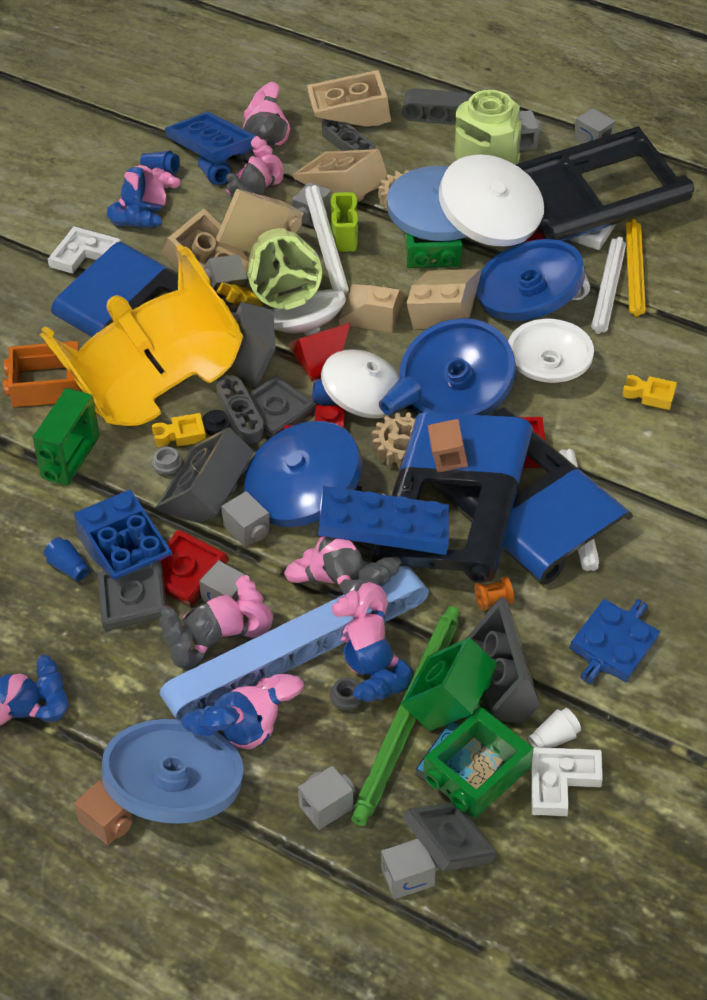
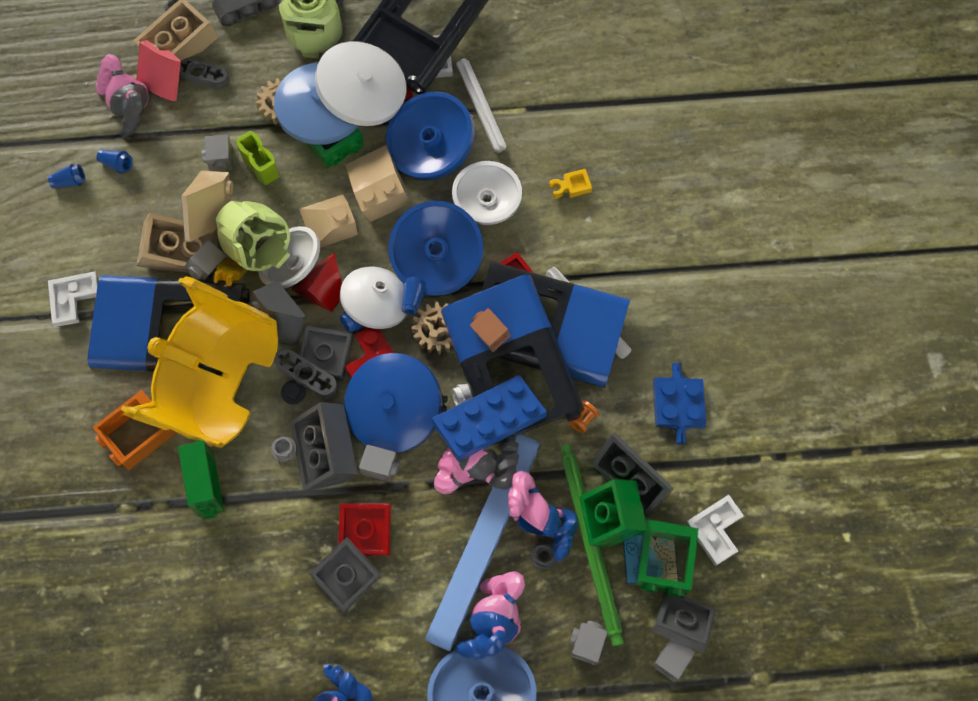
camera: 35 degrees left, 20 degrees up
(65, 558) = (277, 577): blue cone -> none
(120, 535) = (307, 537): blue slope -> none
(141, 197) = (79, 220): blue hair -> none
(183, 430) = (276, 414): yellow plate -> none
(211, 137) = (93, 132): blue plate -> none
(214, 620) = (419, 565): hair -> none
(219, 581) = (408, 529): light grey brick -> none
(260, 171) = (157, 159): hair -> none
(309, 116) = (158, 70): none -> coral slope
(326, 239) = (257, 184): white axle -> none
(345, 171) = (219, 109): tan slope -> none
(556, 730) = (690, 498): white cone -> none
(635, 268) = (489, 80): yellow axle -> none

